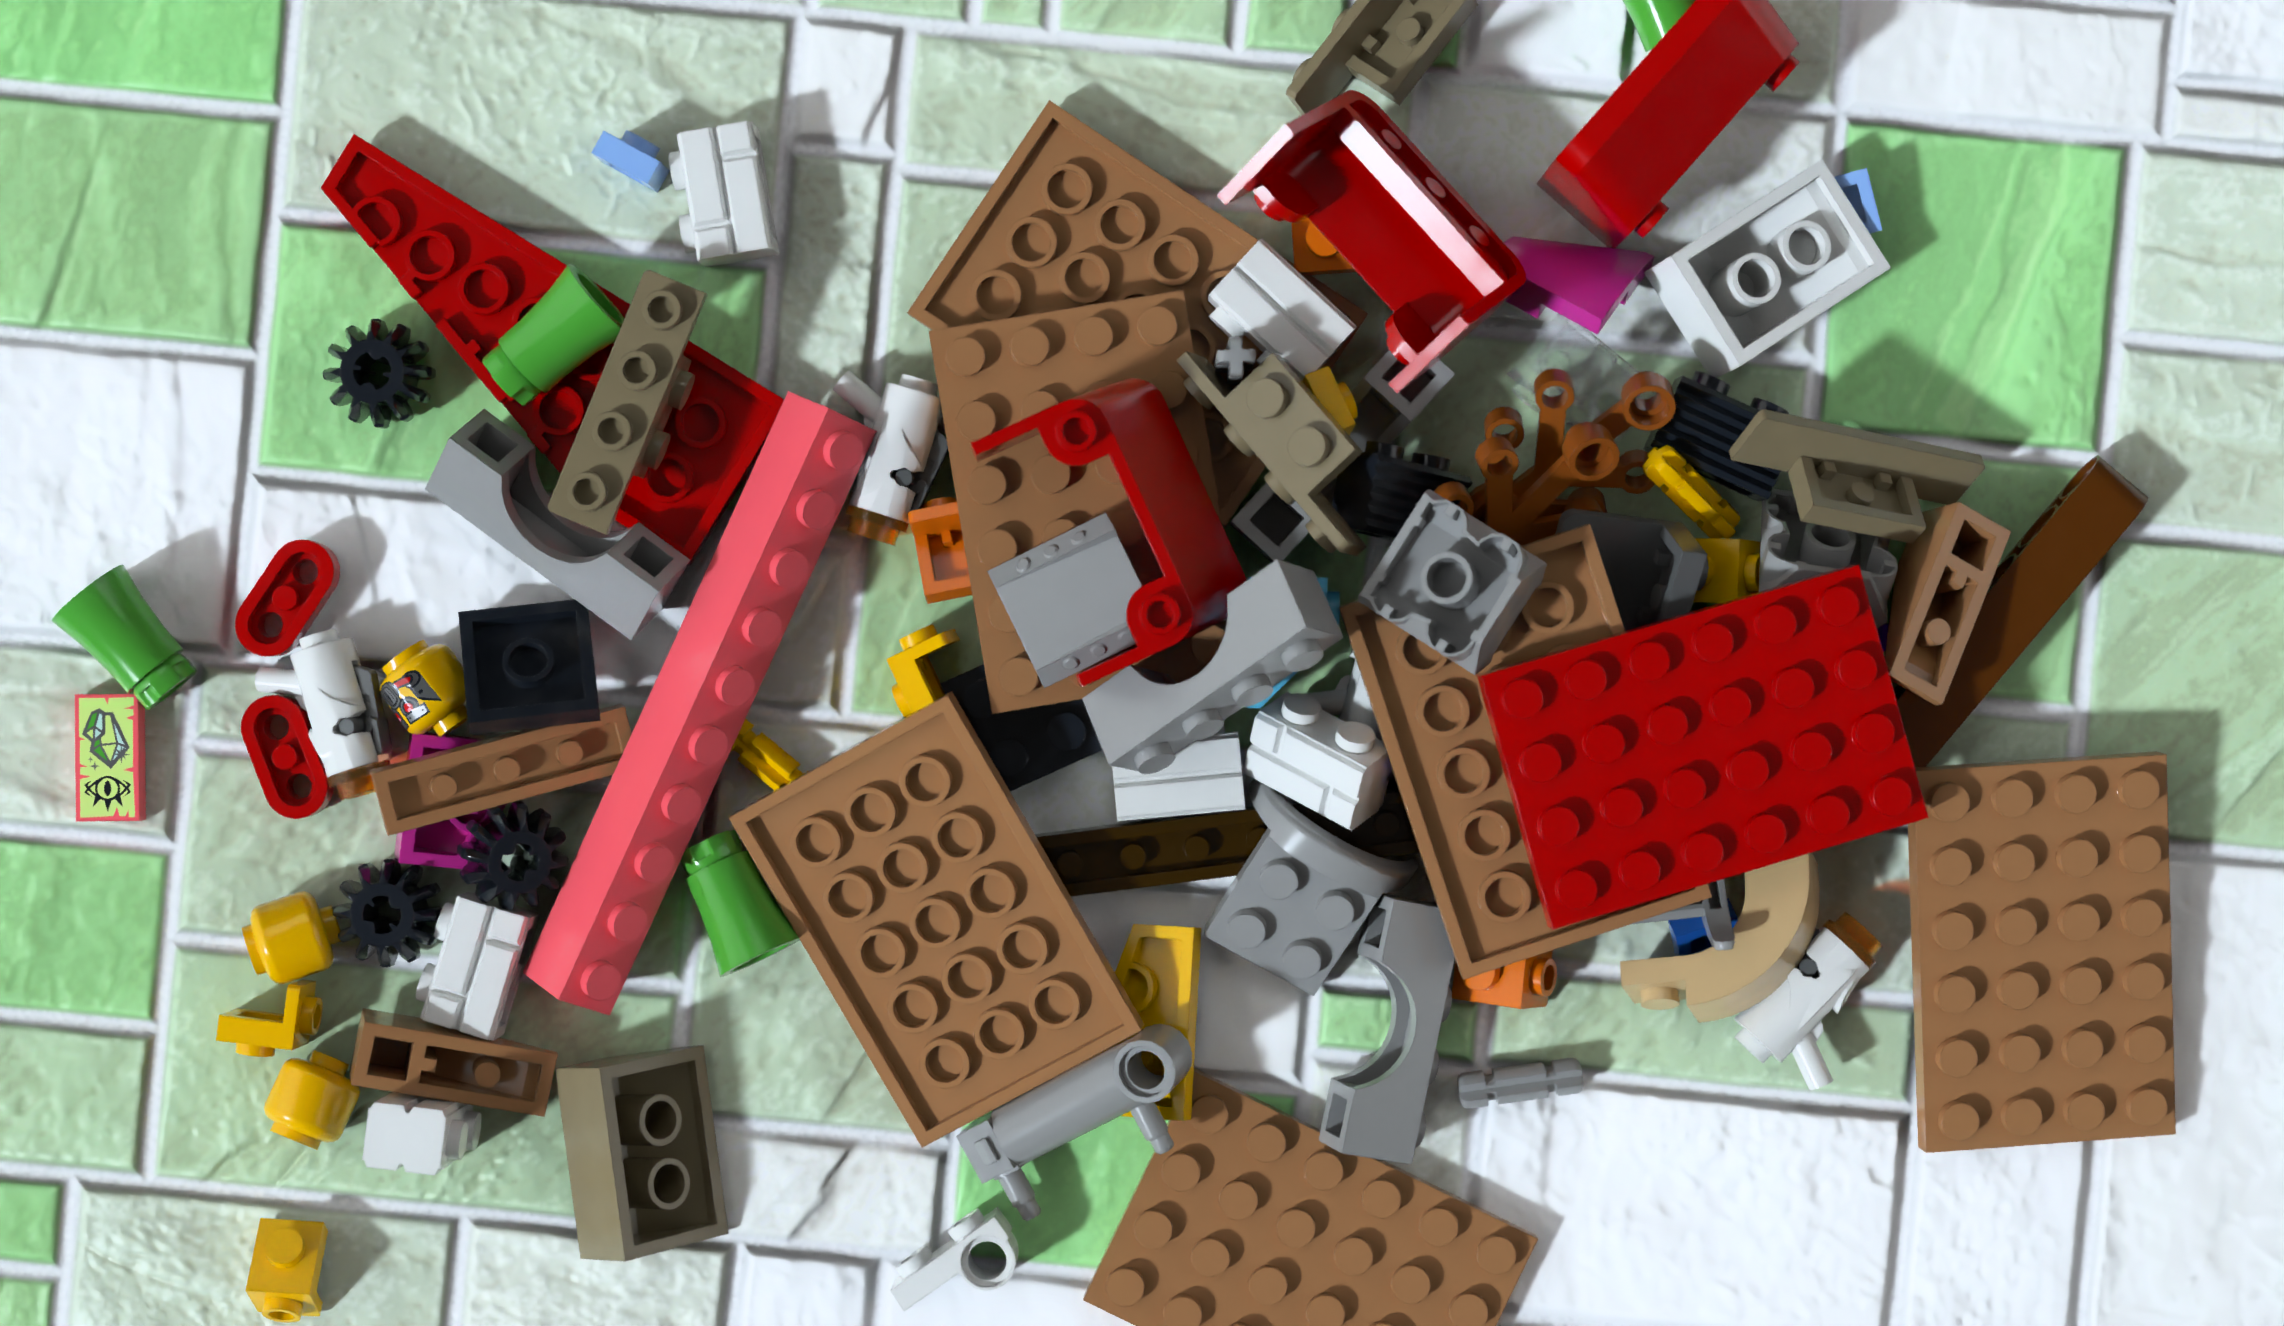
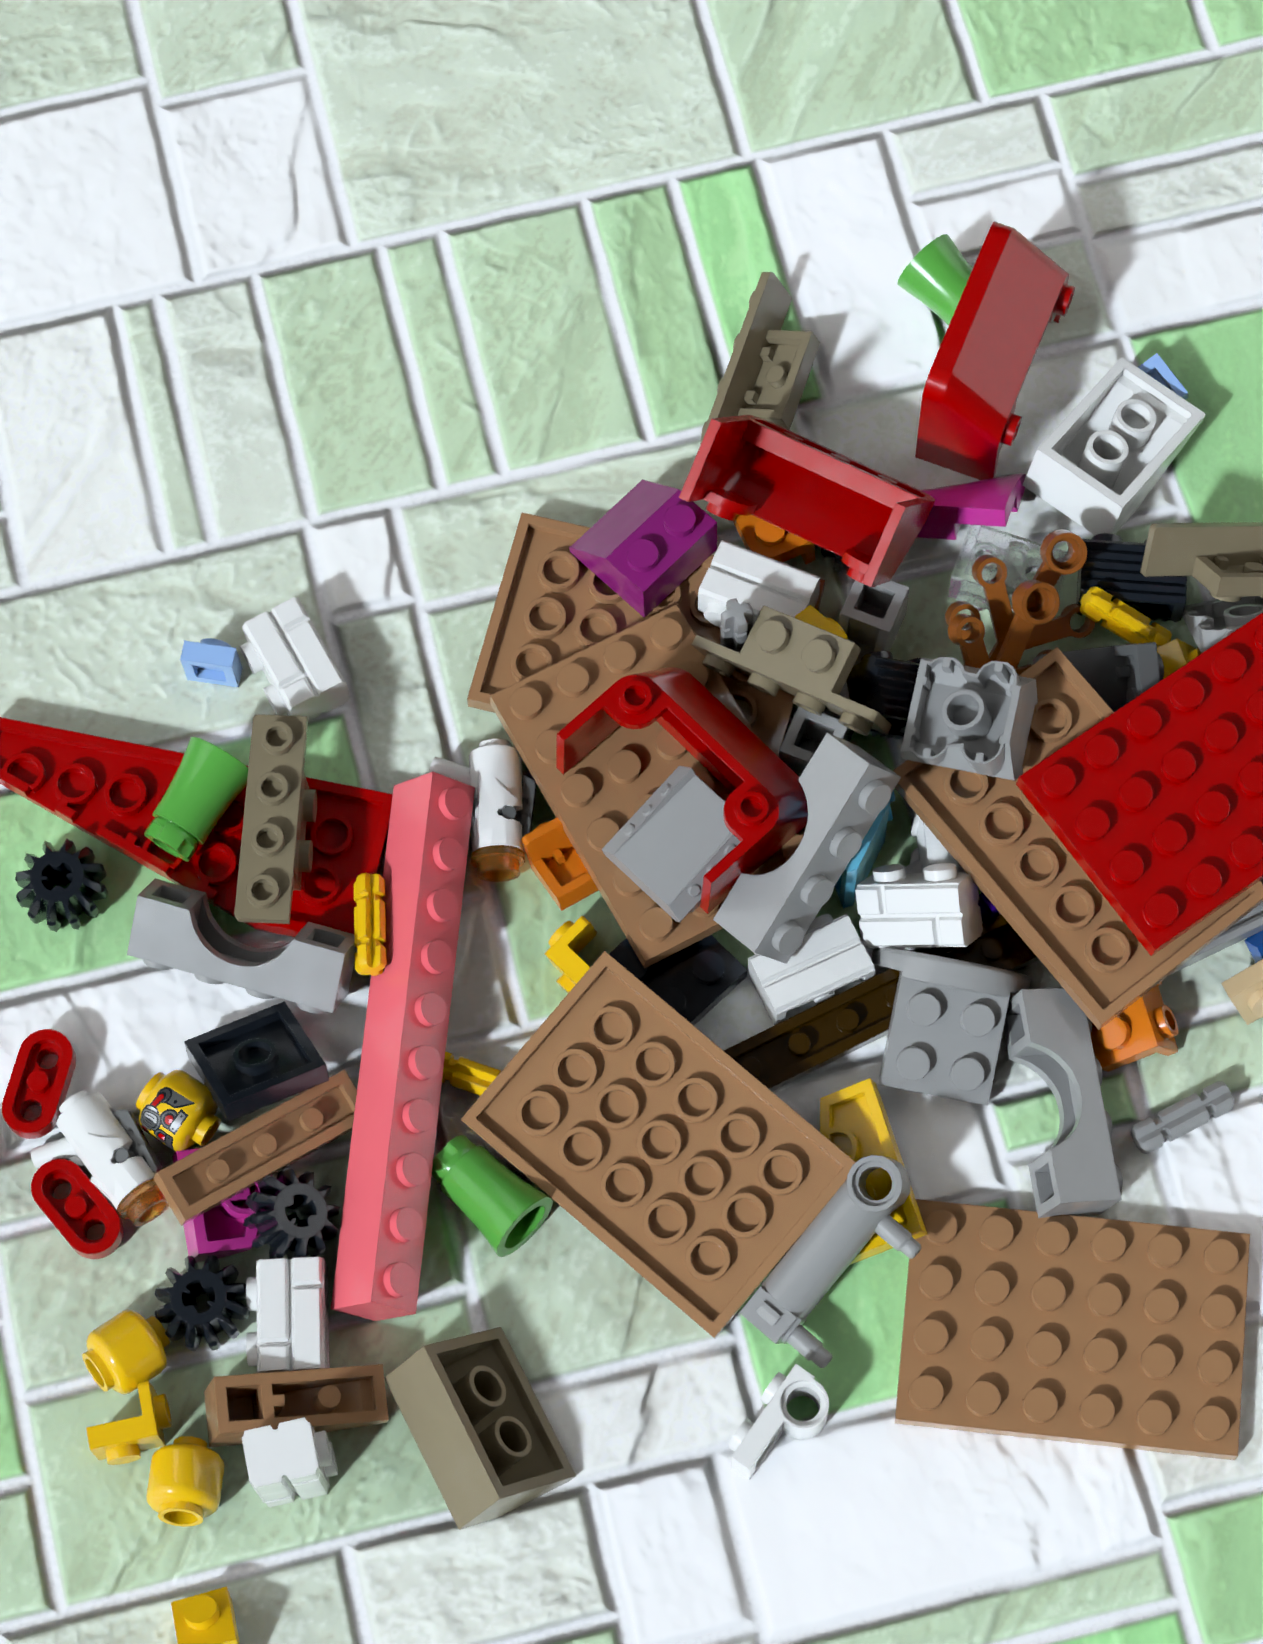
camera: 15 degrees left, 20 degrees down
(703, 555) = (369, 924): none -> yellow axle
(1168, 199) = (647, 544): none -> magenta slope

